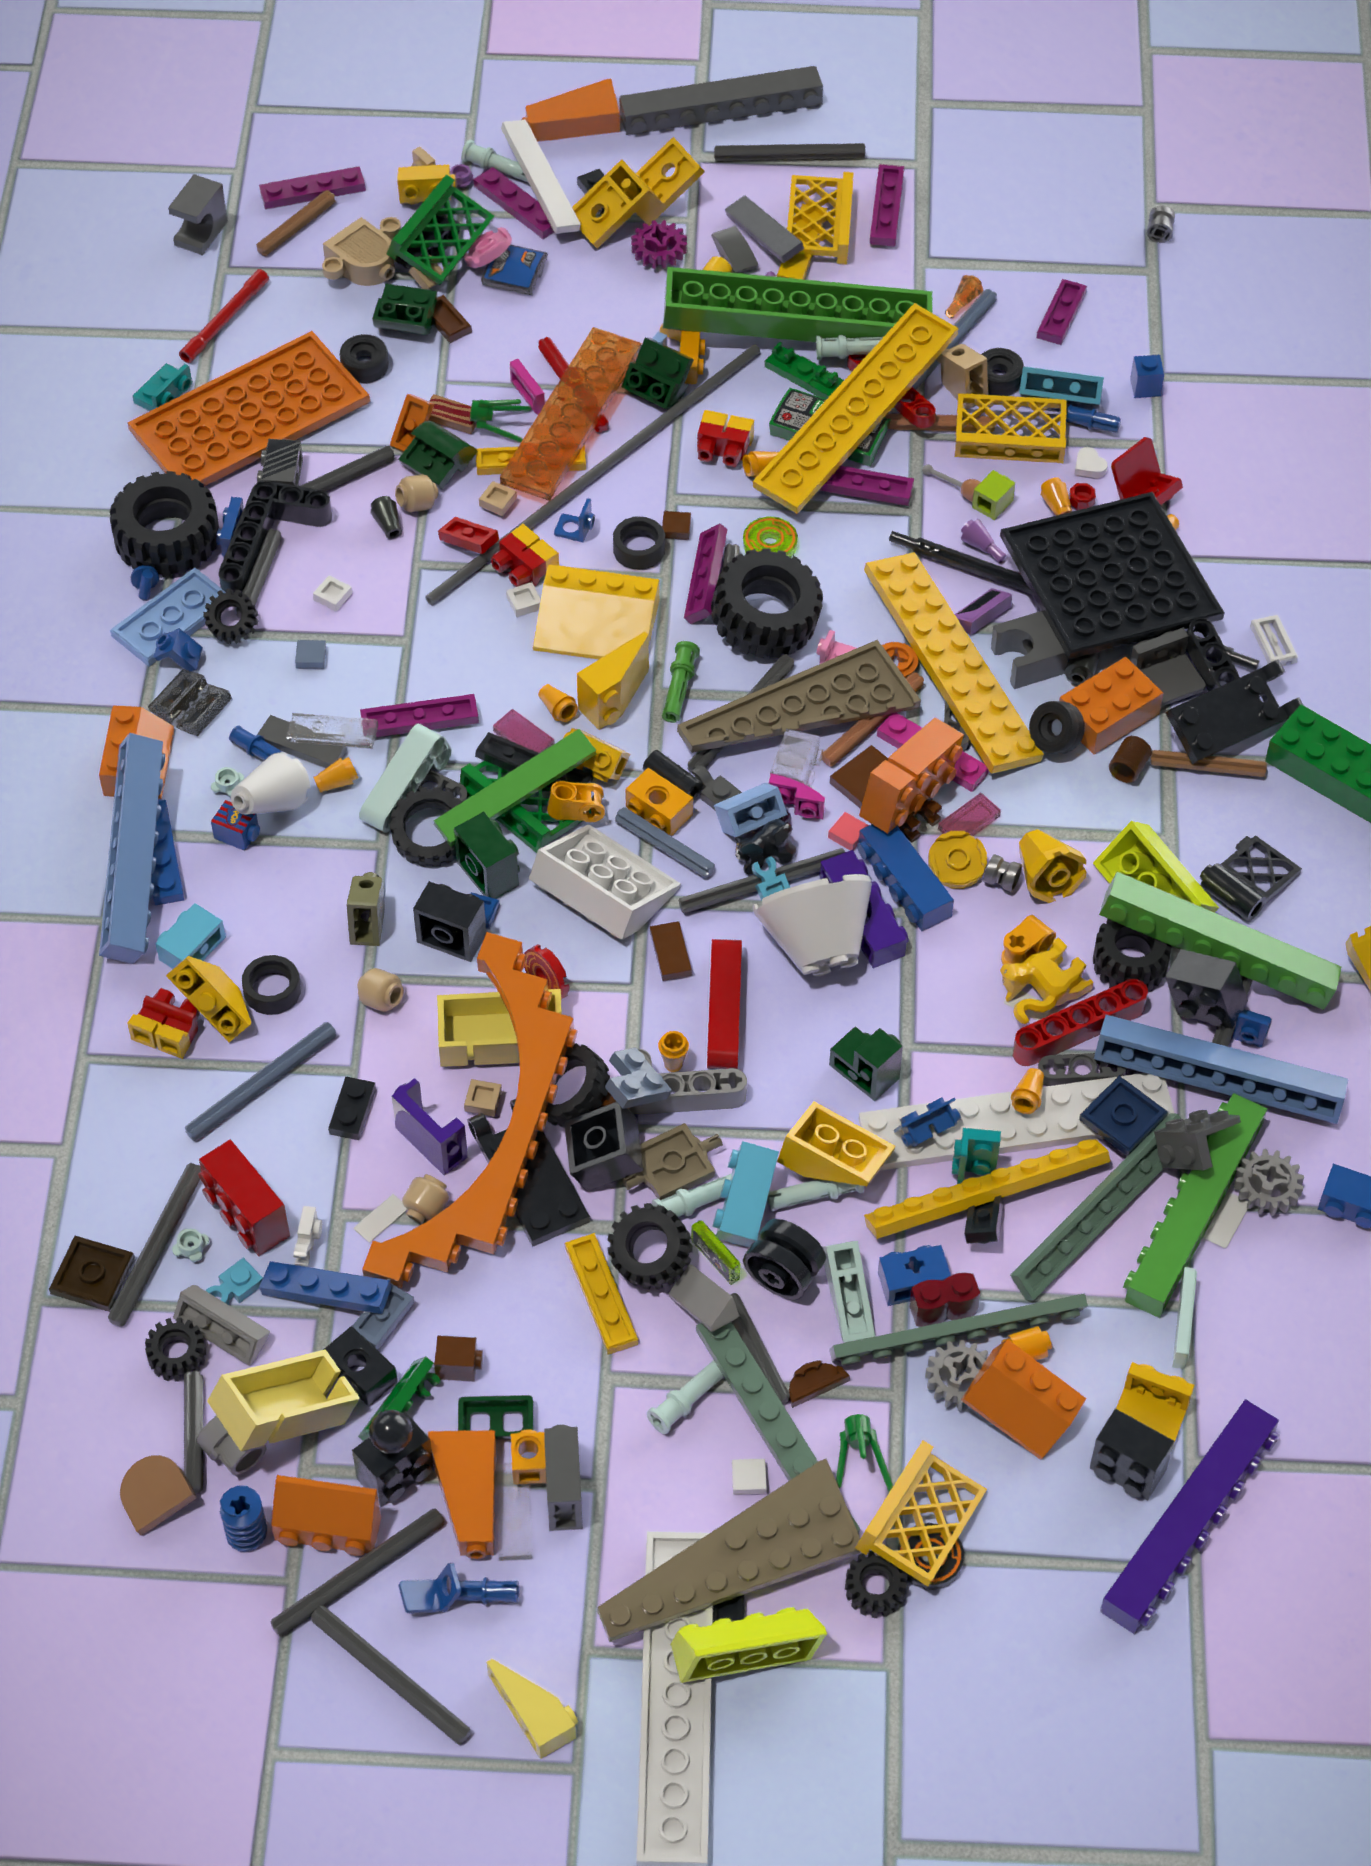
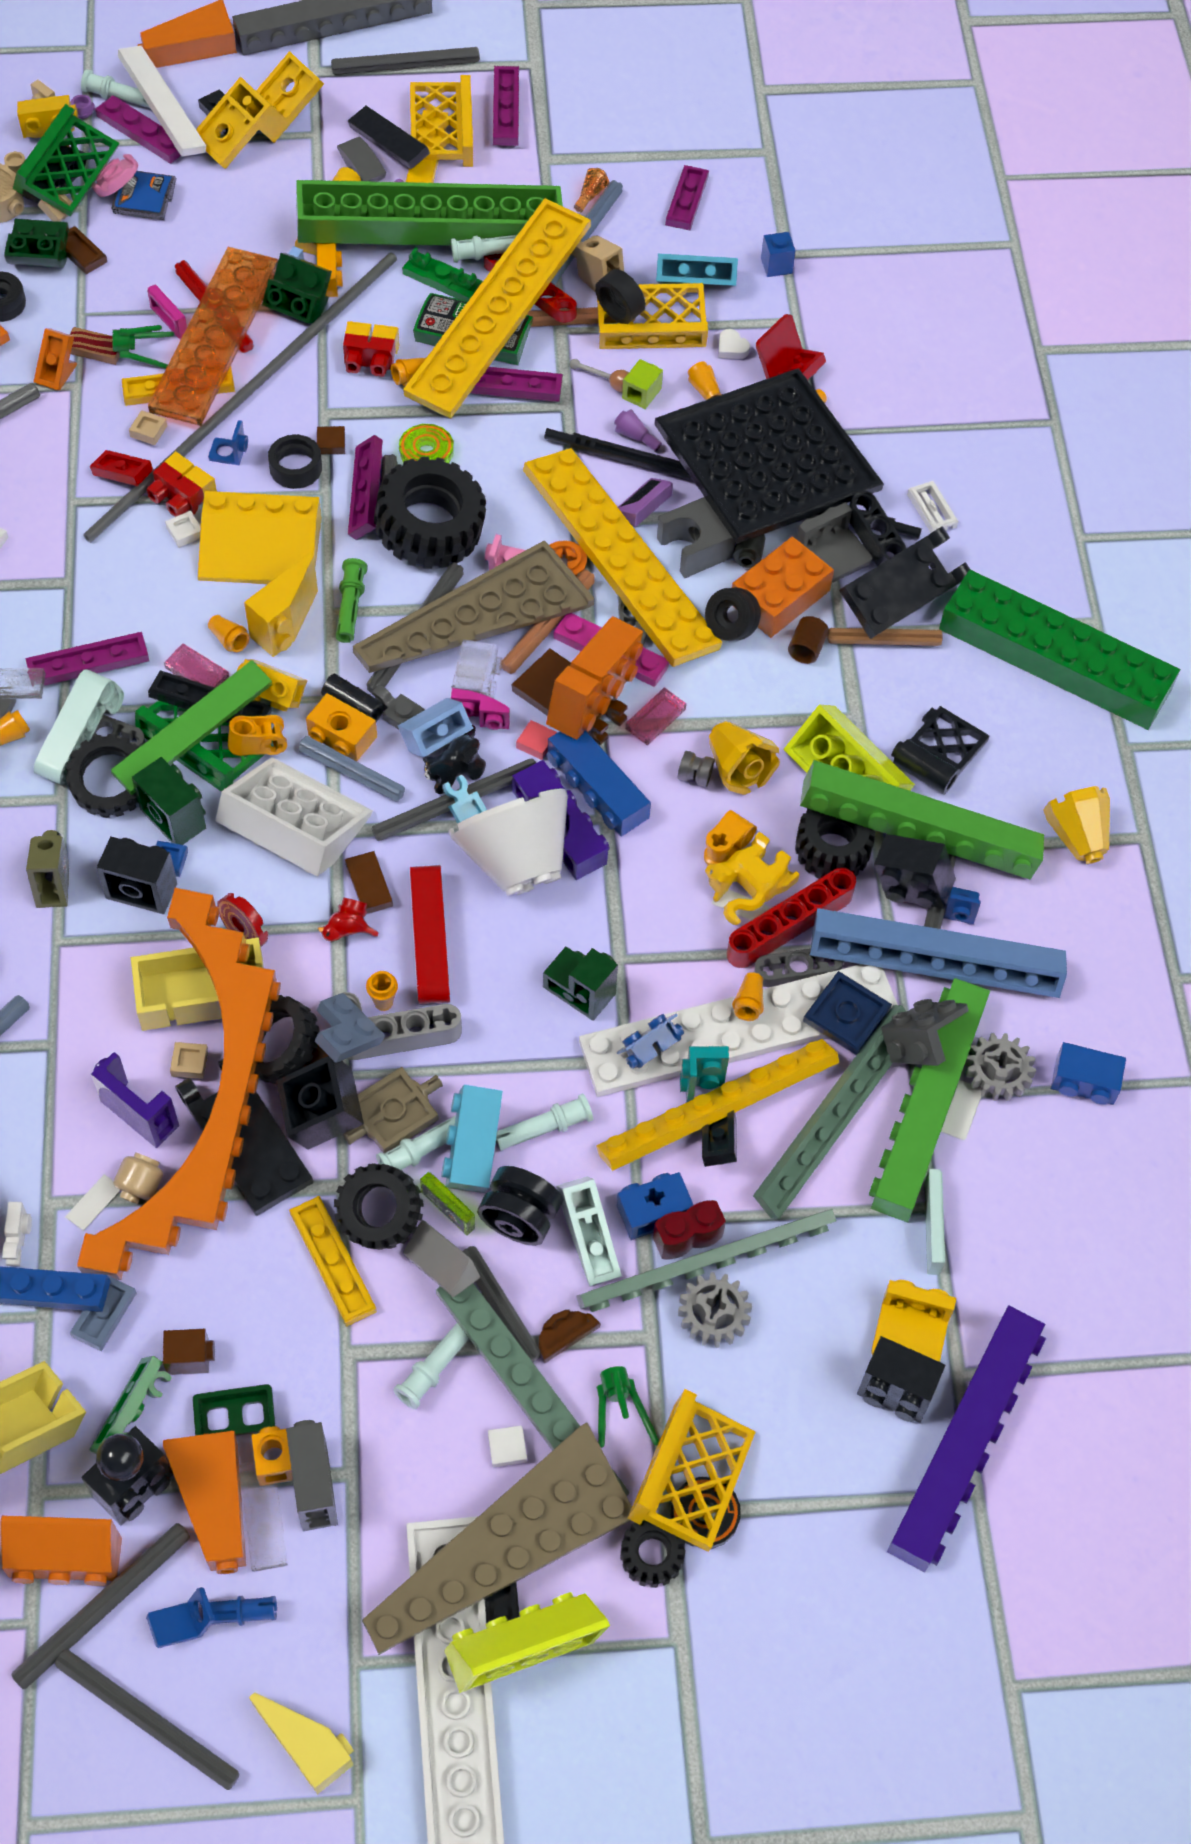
camera: 10 degrees left, 5 degrees up
(352, 1108) = (52, 1085): black plate -> none
(378, 1372) = (103, 1380): black brick -> none
(380, 989) = (71, 954): tan head -> none
(386, 515) = (35, 452): pearl dark grey cone -> none
(416, 493) = (64, 429): tan head -> none
(436, 453) = (81, 387): dark green brick -> none
(646, 984) = (347, 921): none -> red animal
(659, 244) = (286, 160): magenta gear -> none
(833, 1148) = (558, 1080): yellow slope -> none
(957, 859) = (649, 759): yellow tile -> none
(979, 406) = (620, 296): none -> black tyre
(1007, 361) = (643, 250): black tyre -> none
(1023, 1398) = (783, 1331): orange slope -> none
(1032, 1341) = (778, 1270): light orange brick -> none
(1082, 496) = (729, 378): red tile -> none
(1093, 419) = (730, 300): blue axle -> none
(1161, 224) = (772, 105): flat silver wheel -> none

